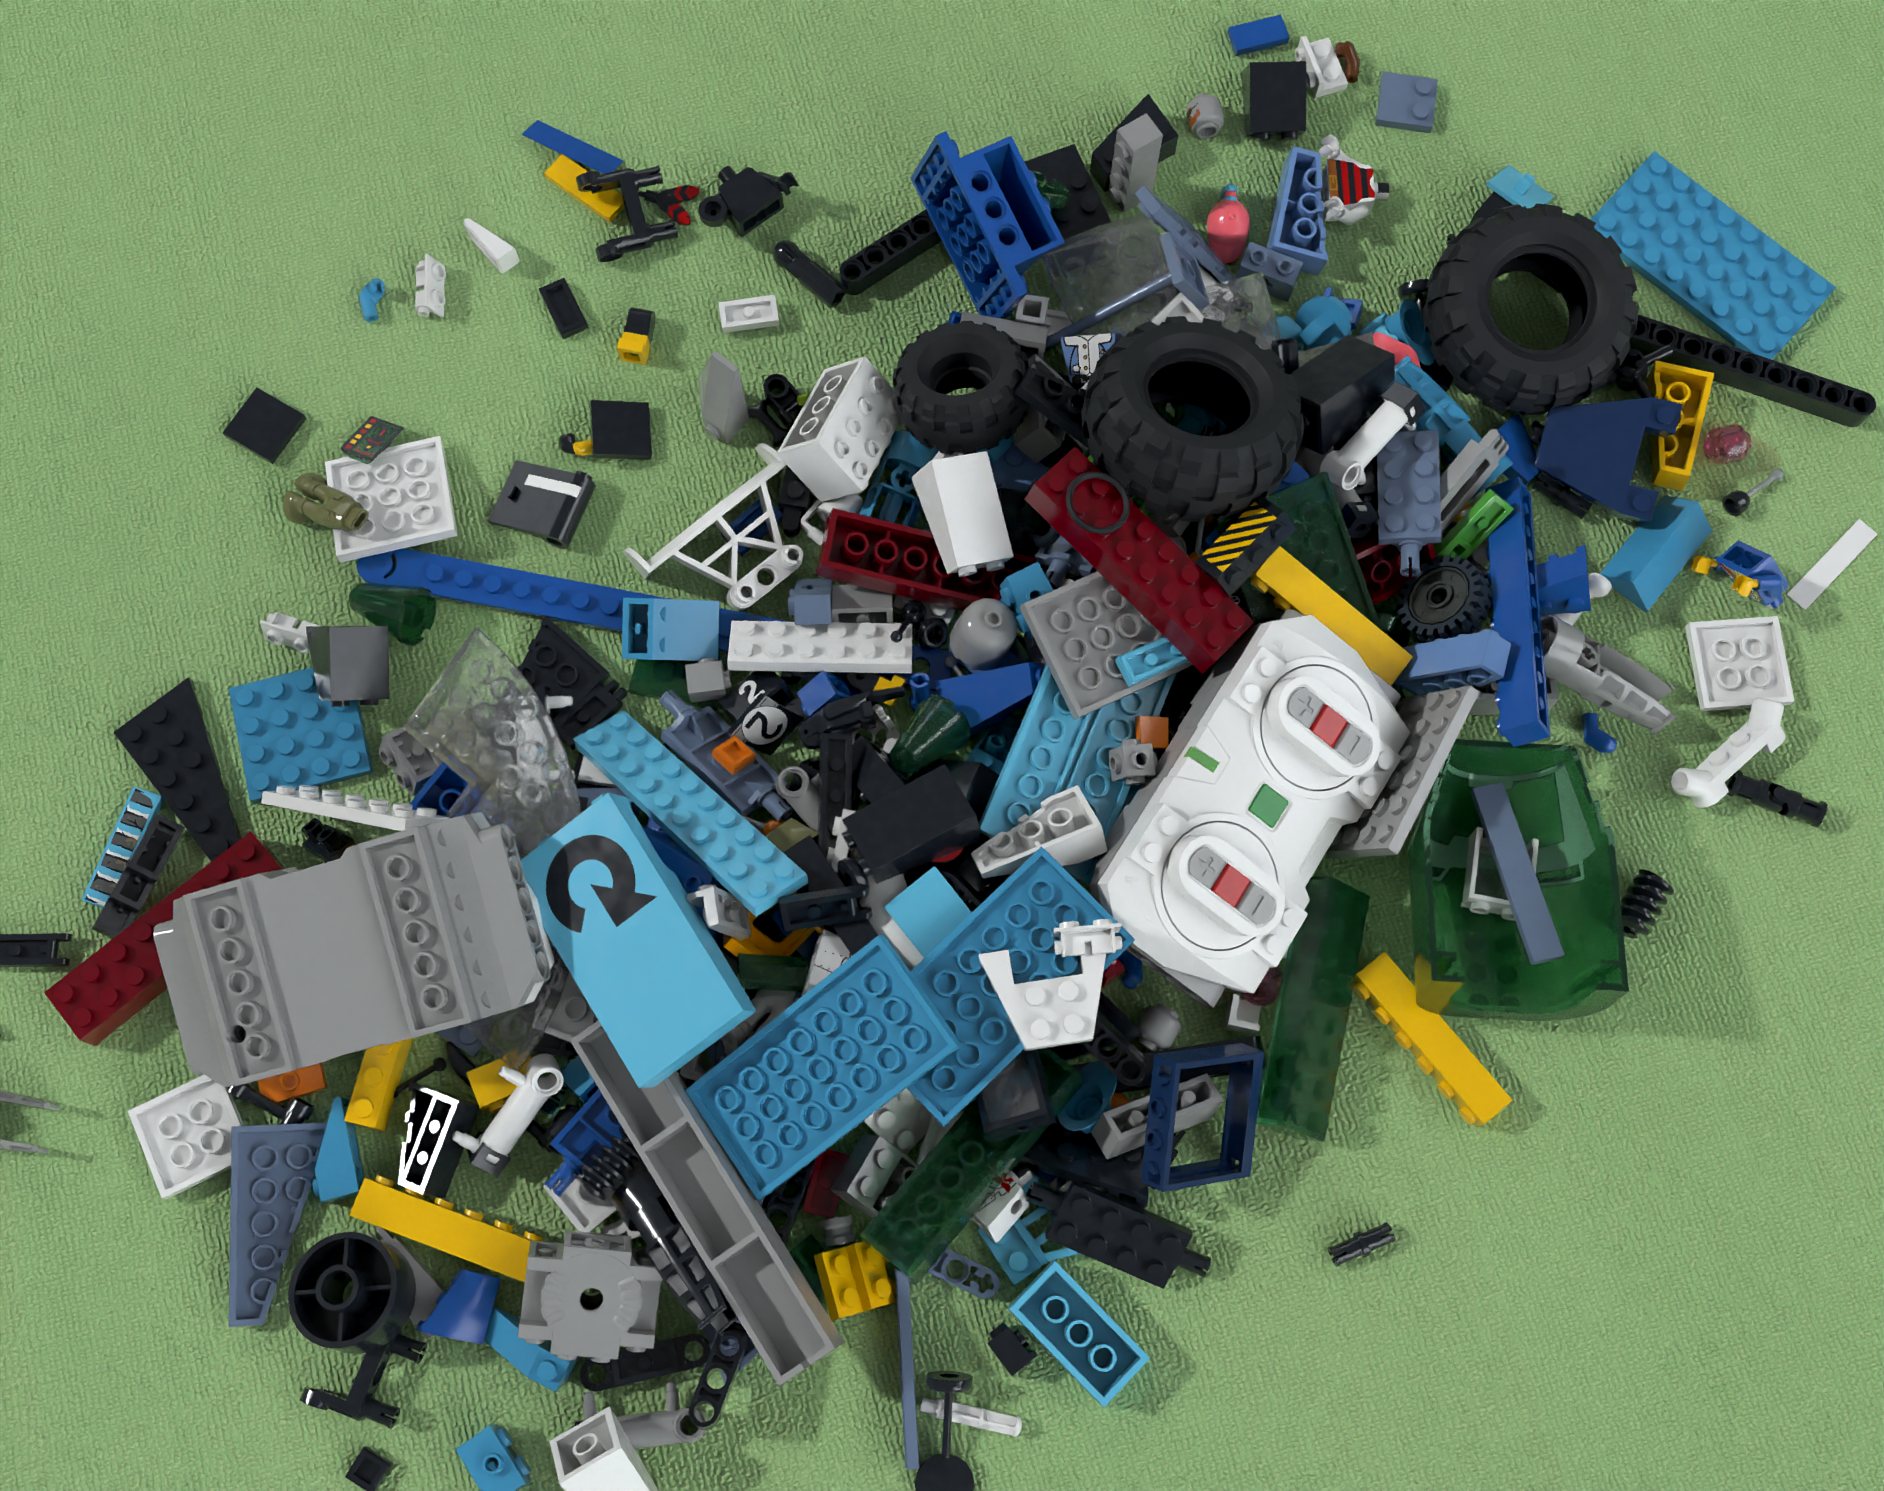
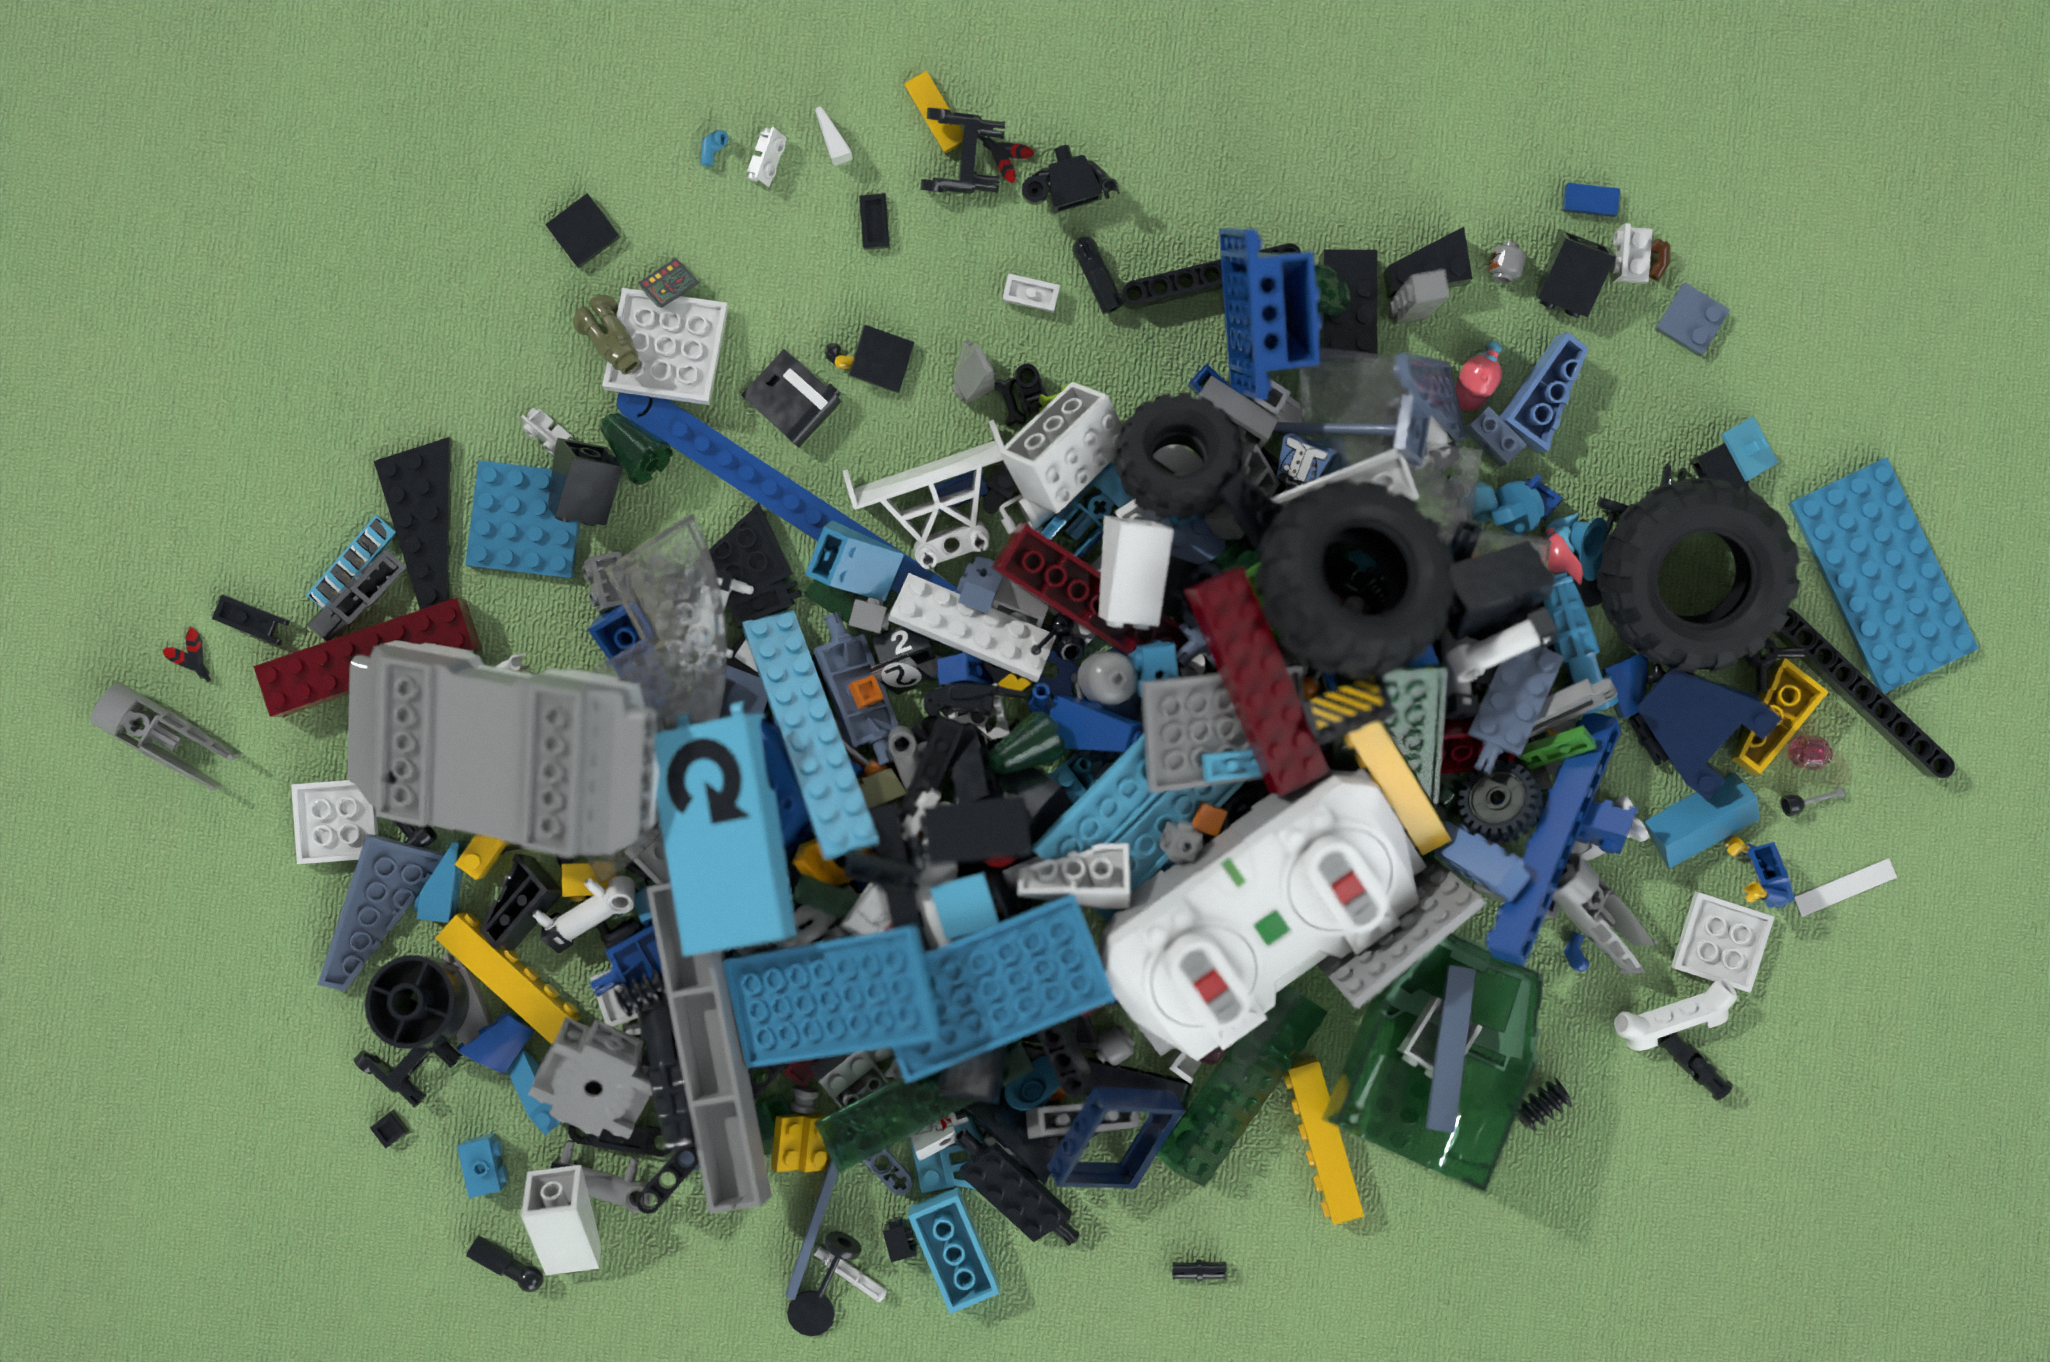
camera: 20 degrees right, 15 degrees up
(325, 841) = (515, 629): black hips -> none
(351, 807) = (544, 621): white plate -> none
(572, 147) = (938, 67): blue sticker -> none
(637, 336) = (927, 275): leg -> none
(722, 911) = (800, 840): light grey bracket -> none
(1049, 1009) = (1028, 1029): white wing -> none
(1074, 937) = (1087, 988): white hinge -> none
(1097, 530) = (1259, 646): black tyre -> none
(1347, 185) = (1600, 384): torso -> none

